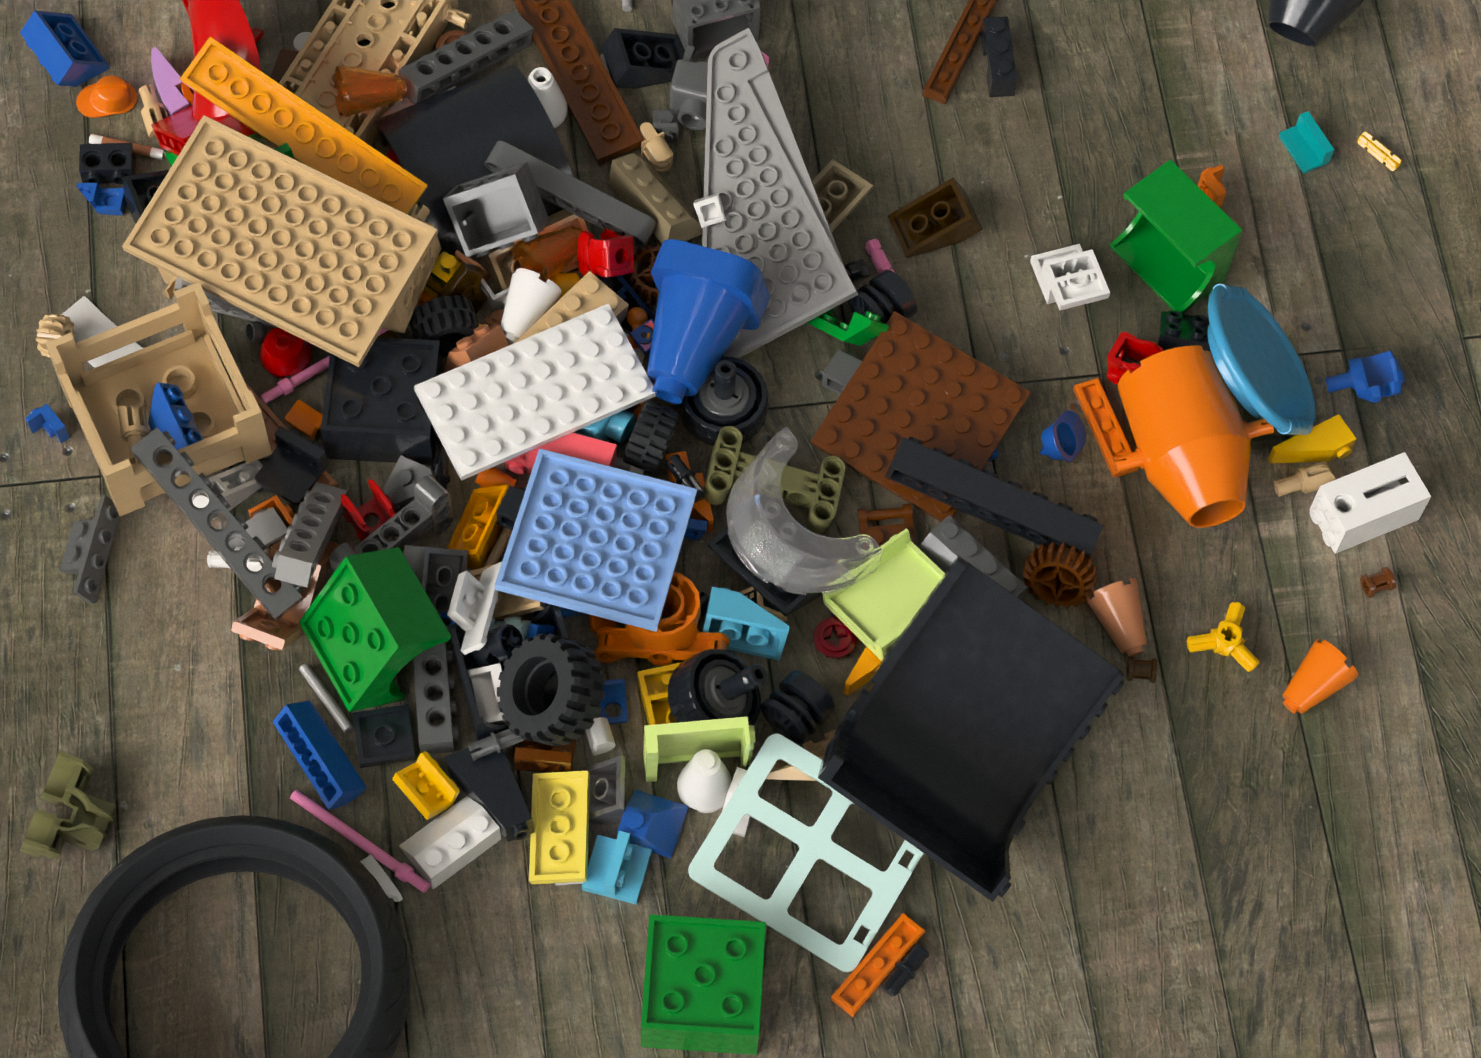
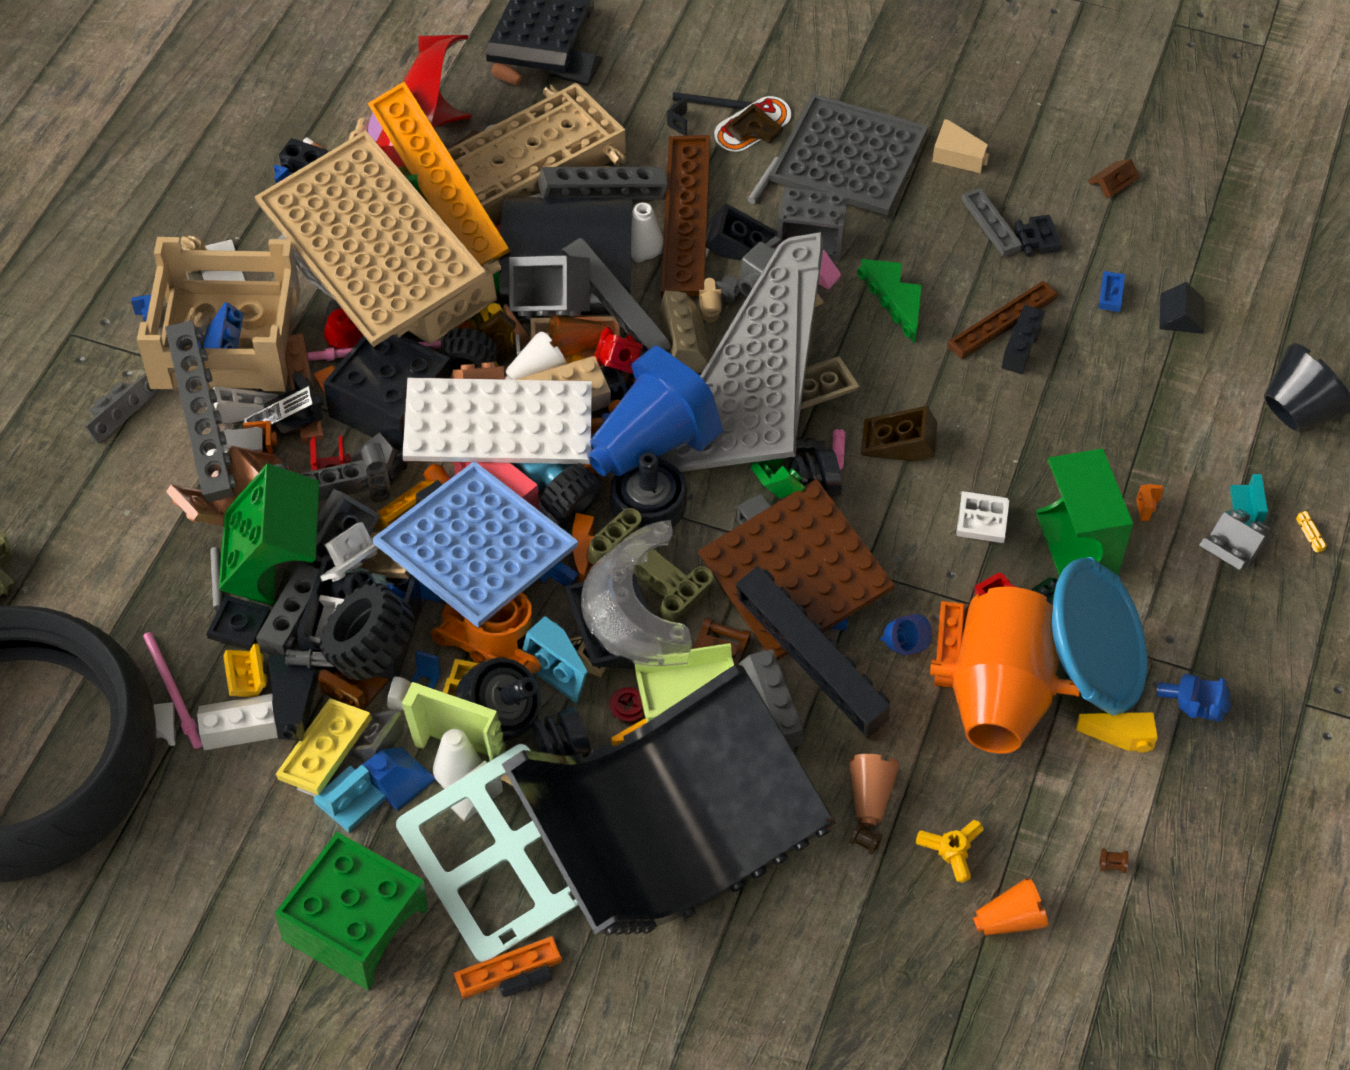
camera: 30 degrees right, 10 degrees down
(63, 48) = (325, 75): blue slope -> none
(107, 97) = (335, 118): orange piece -> none
(280, 477) = (283, 407): none -> sticker
(308, 535) = (253, 452): light grey brick -> none
(319, 754) = (183, 614): blue brick -> none
(365, 89) = (508, 170): clear orange cone -> none
(684, 475) = (579, 532): black axle -> none
(709, 210) = (717, 353): white slope -> none
(845, 62) = (898, 298): none -> green slope
(1060, 575) = (836, 732): reddish brown gear -> none
(1306, 479) = (1097, 754): tan arm -> none
(1321, 191) = (1237, 538): none -> bracket
(1369, 503) = (1139, 792): white brick -> none

